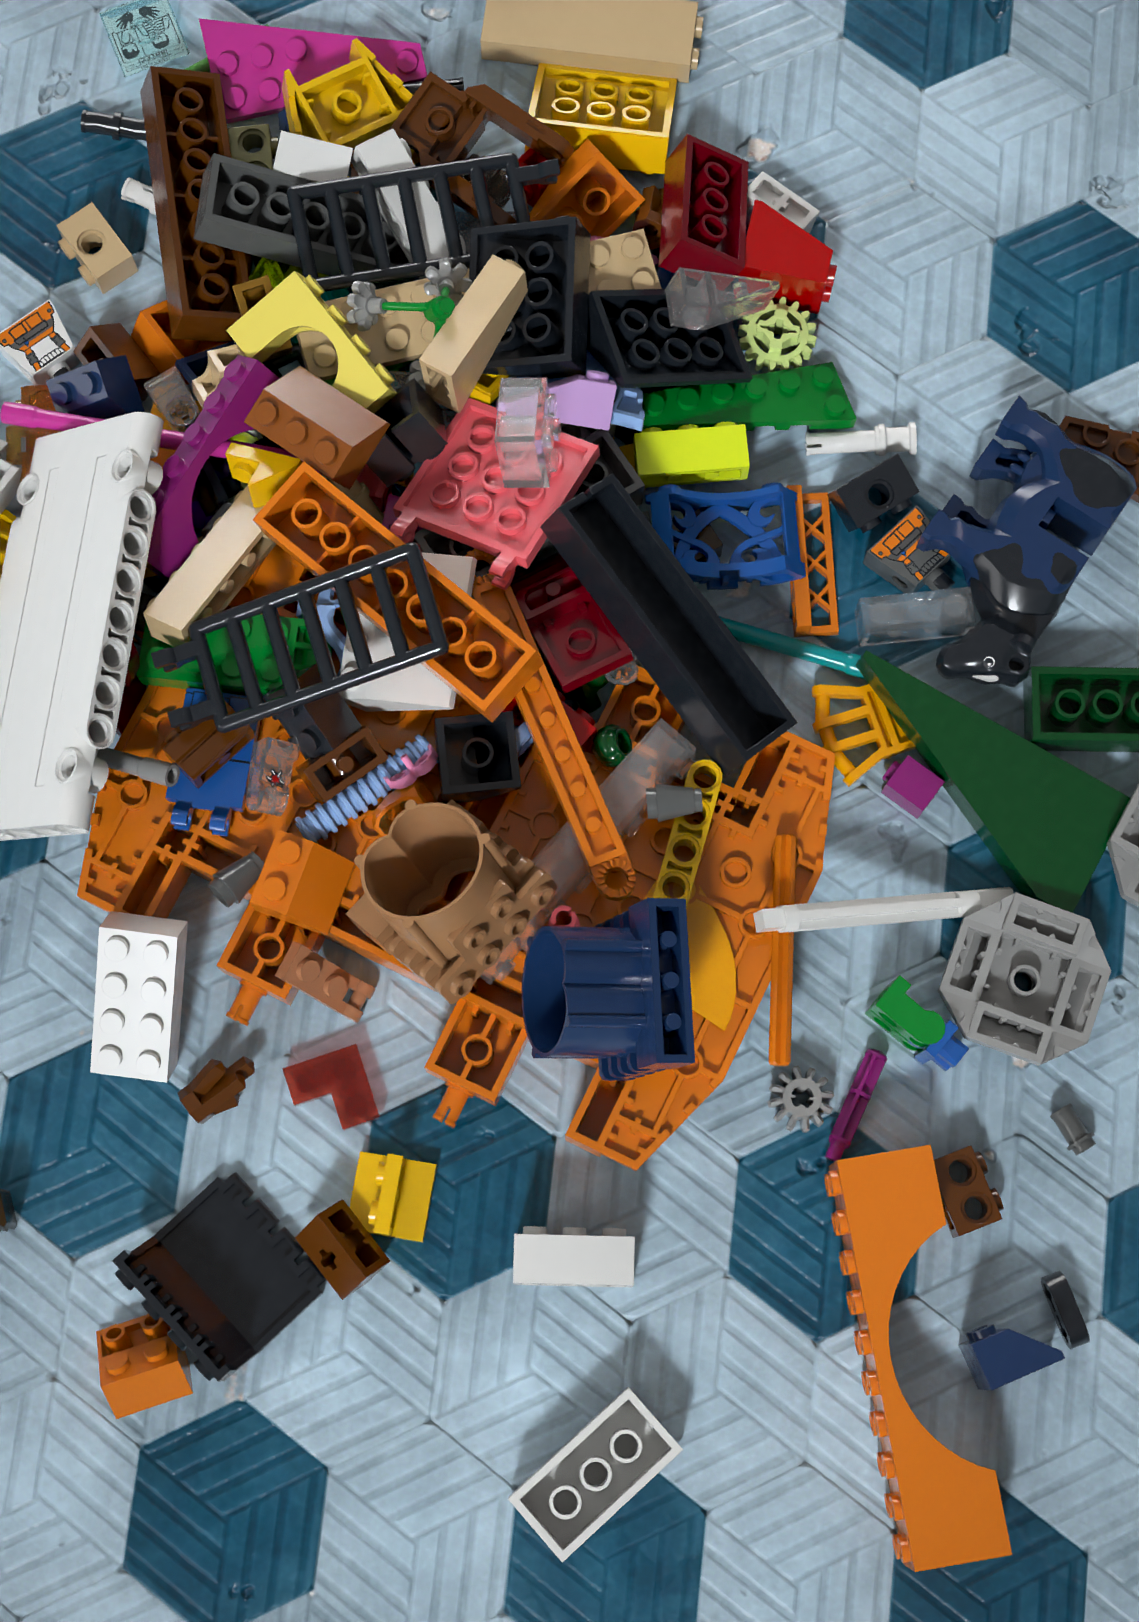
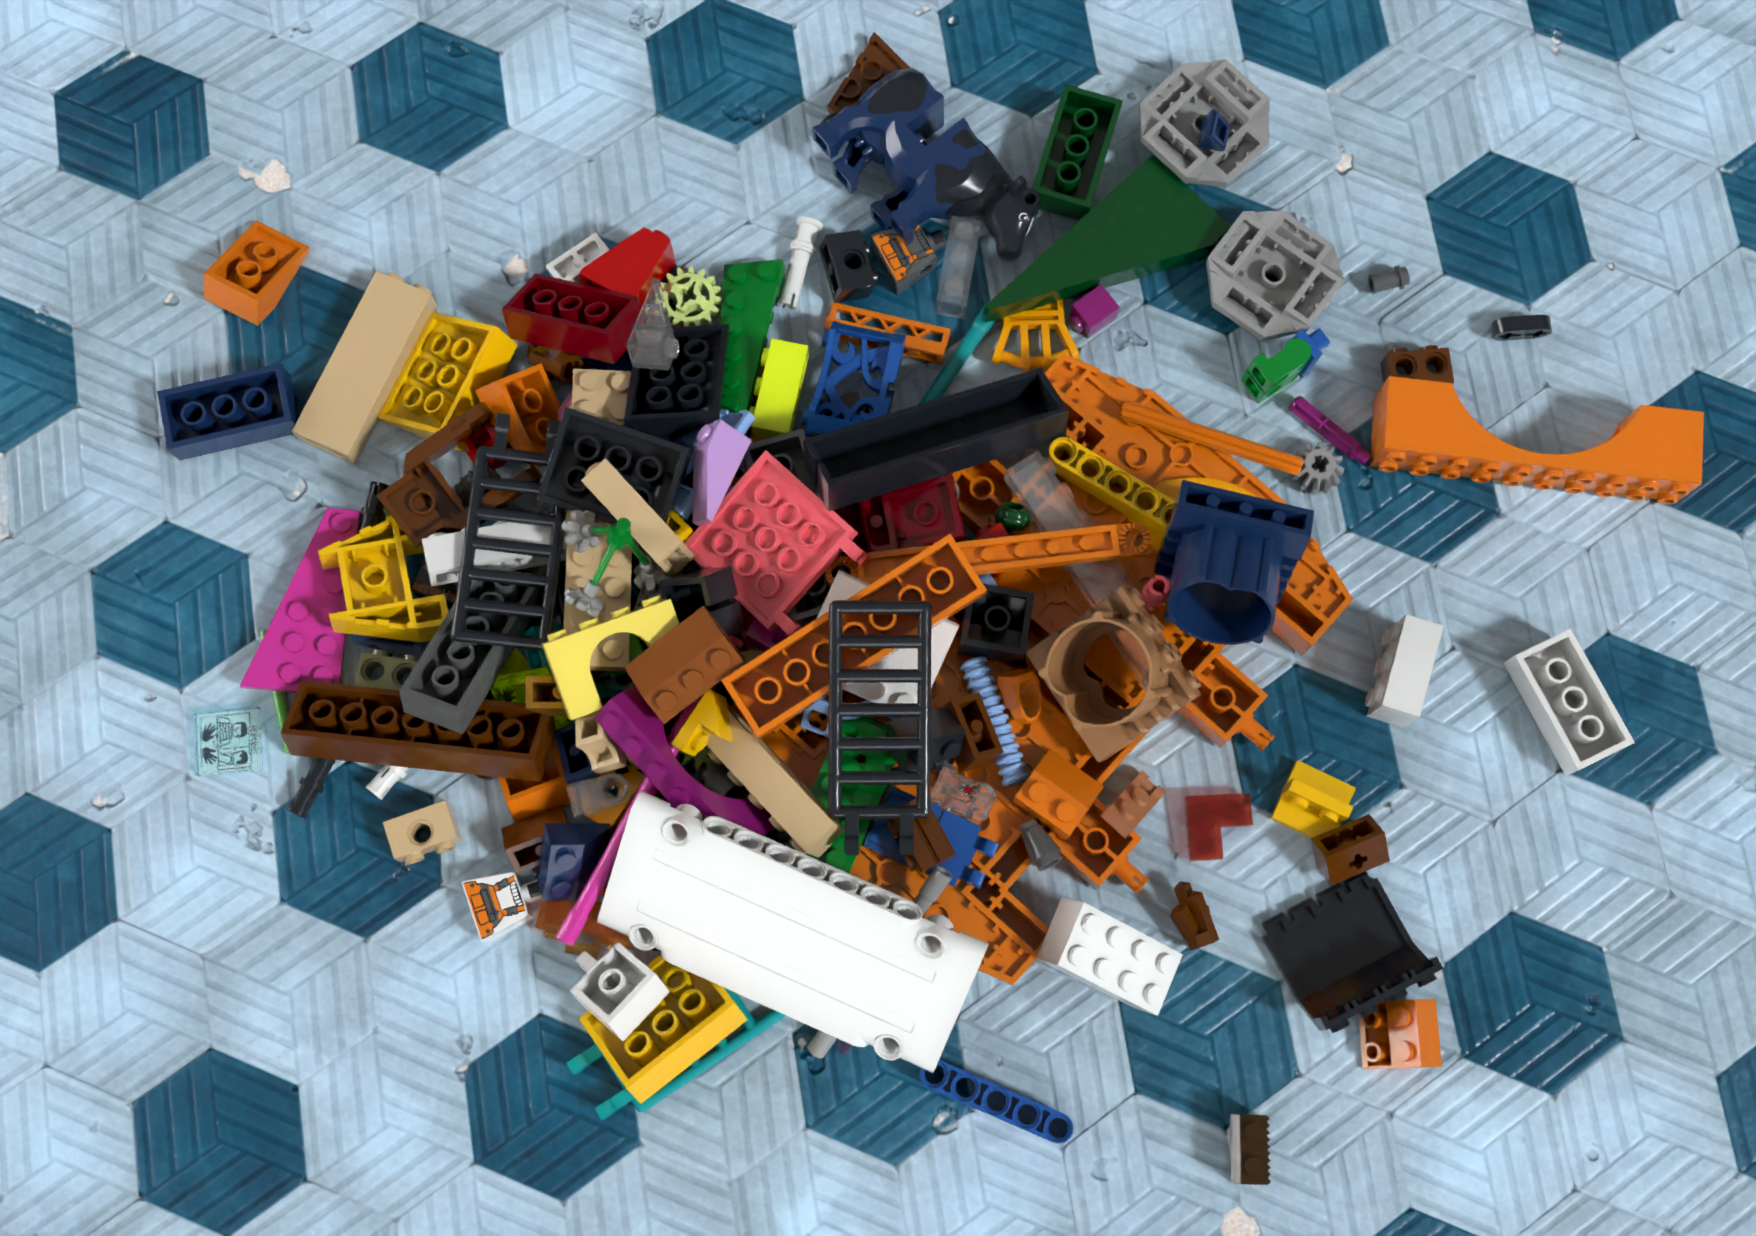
camera: 75 degrees left, 0 degrees up
(311, 158) = (423, 616): white hinge -> none
(420, 767) = (992, 667): bright pink piece -> none
(526, 432) = (745, 497): clear brick -> none
(672, 801) = (1081, 479): dark grey cone -> none
(876, 910) = (1196, 357): white piece -> none
(1004, 1356) = (1552, 379): dark blue slope -> none

